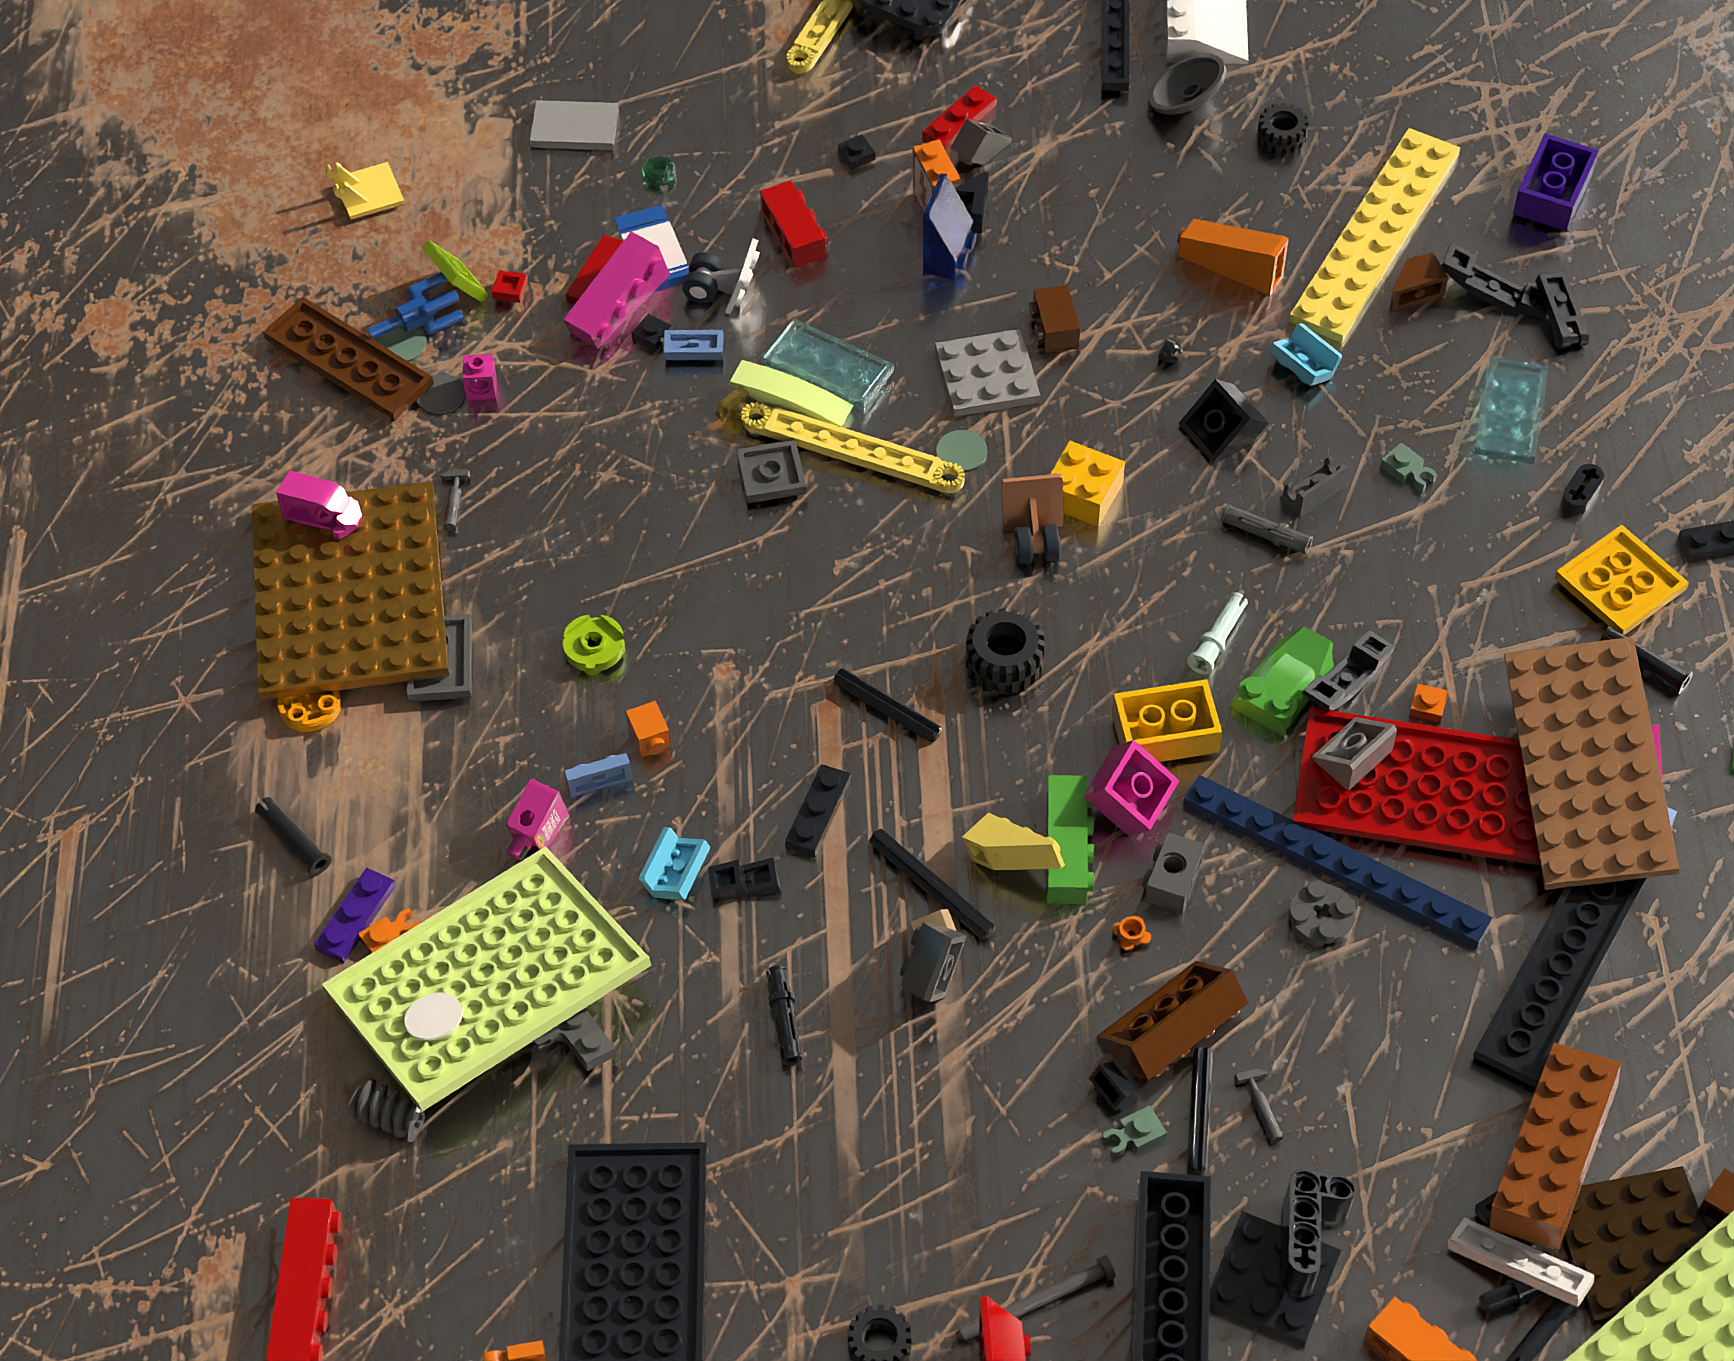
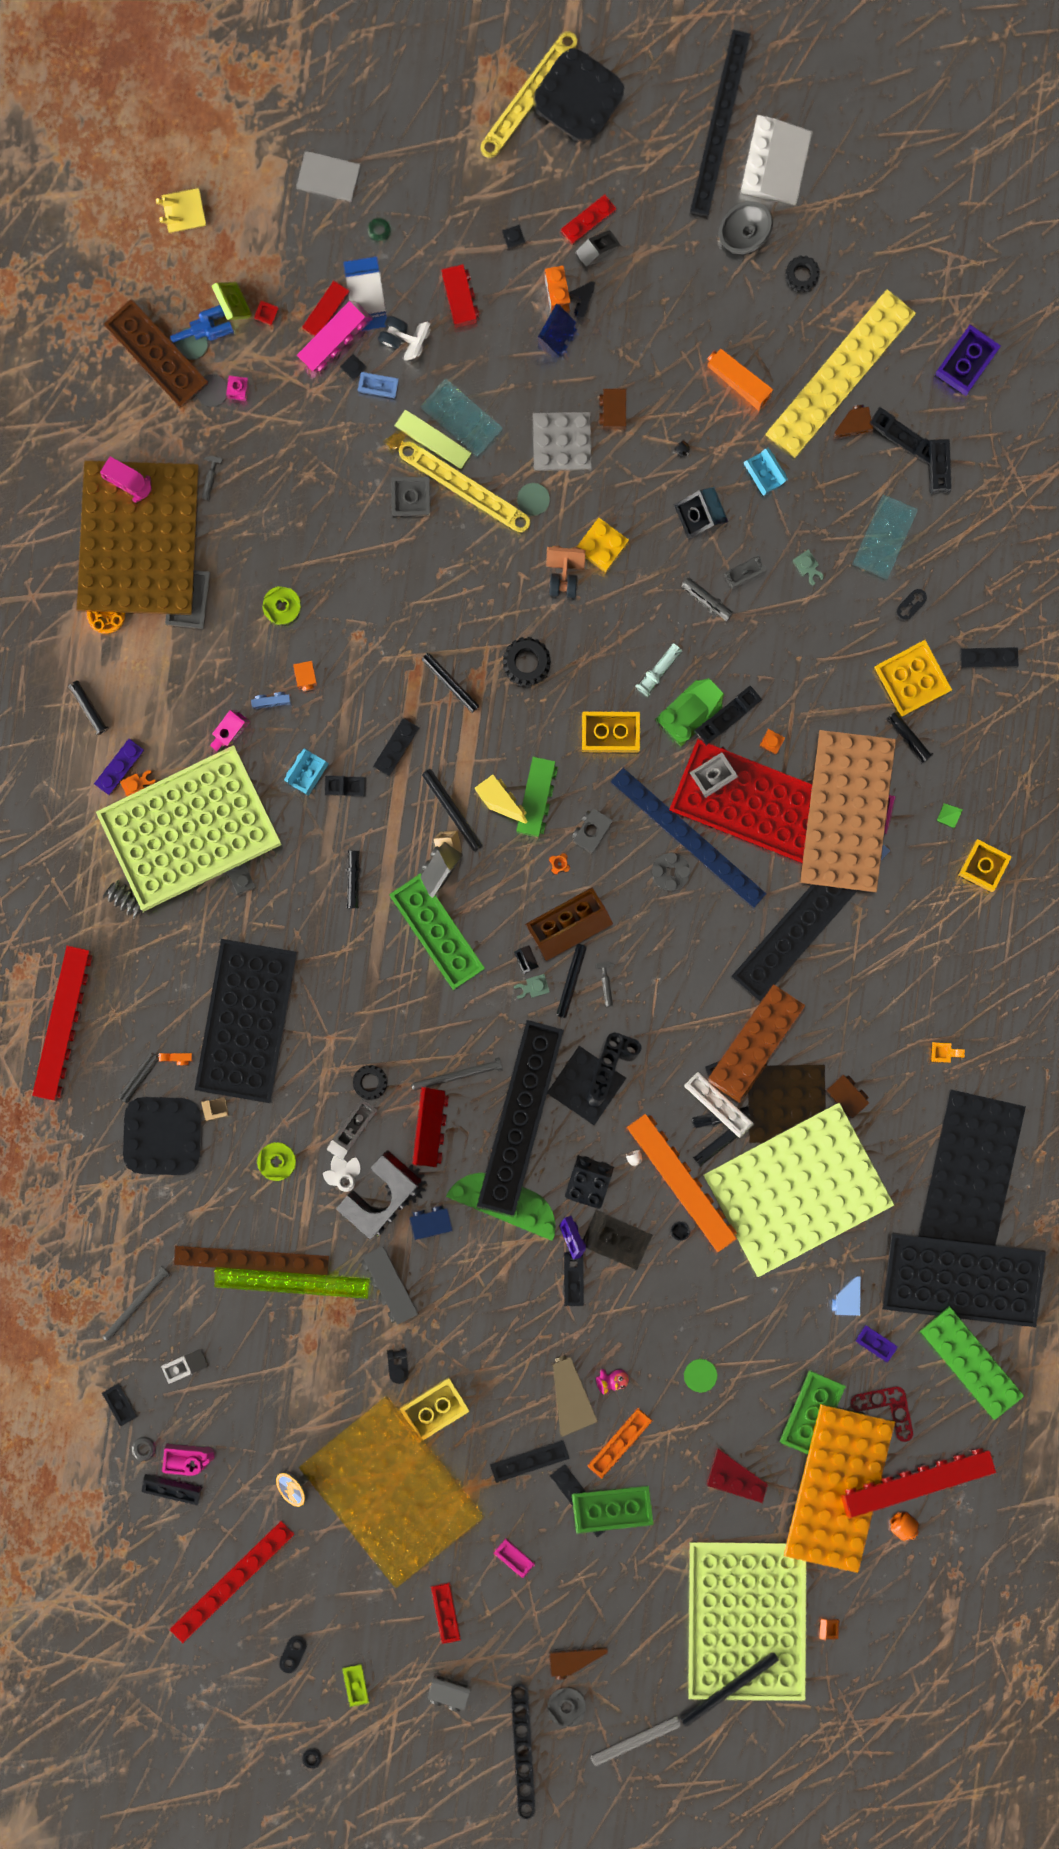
camera: 10 degrees right, 30 degrees up
(433, 1016) = (156, 852): white piece -> none
(948, 1072) = (437, 932): none -> bright green plate
(1131, 788) = (578, 775): dark pink brick -> none

